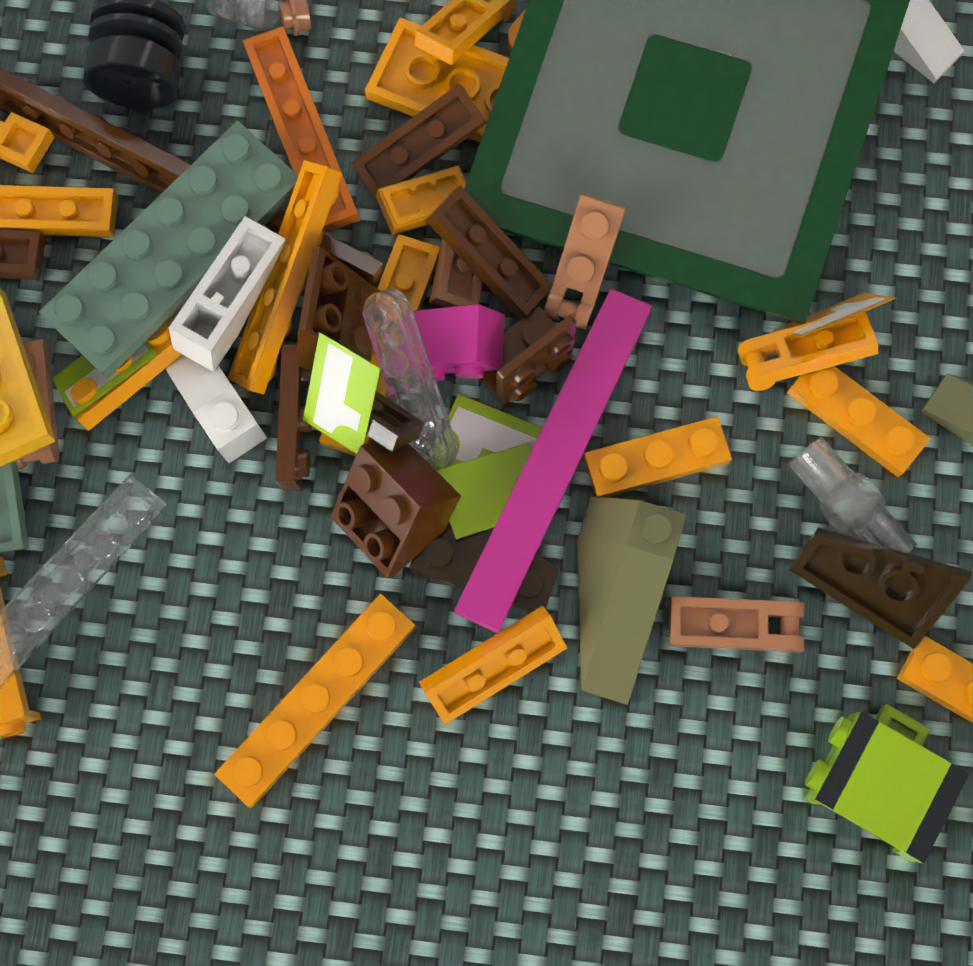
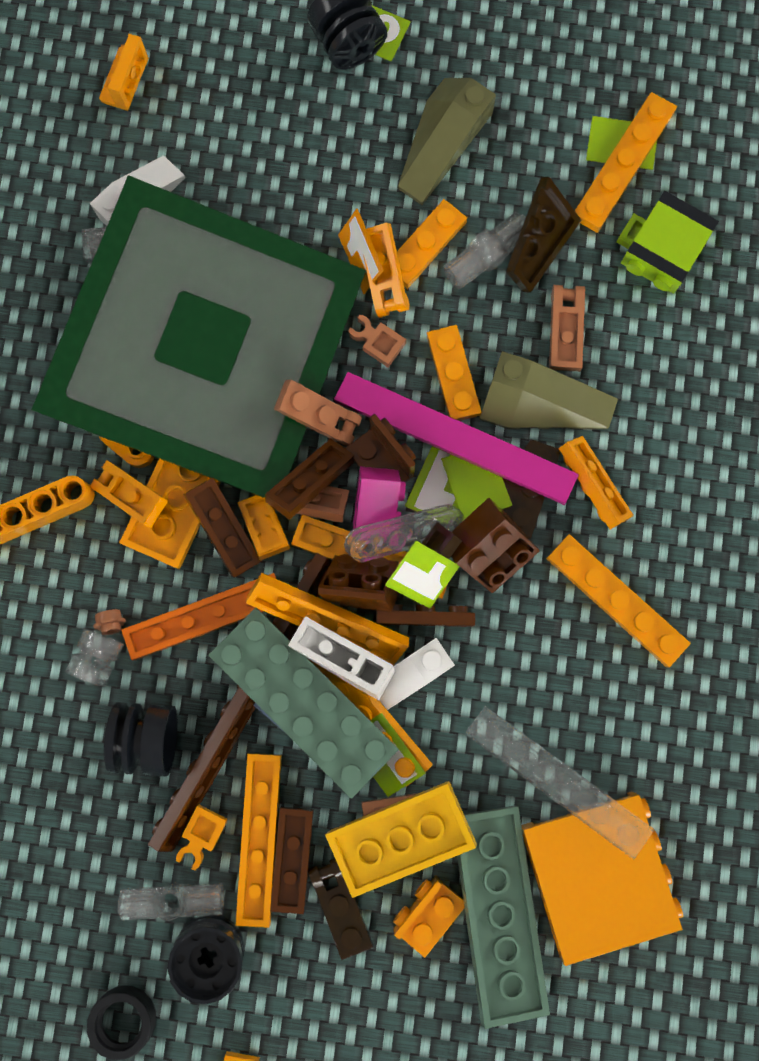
camera: 90 degrees left, 5 degrees up
(699, 351) = (380, 342): none -> nougat plate

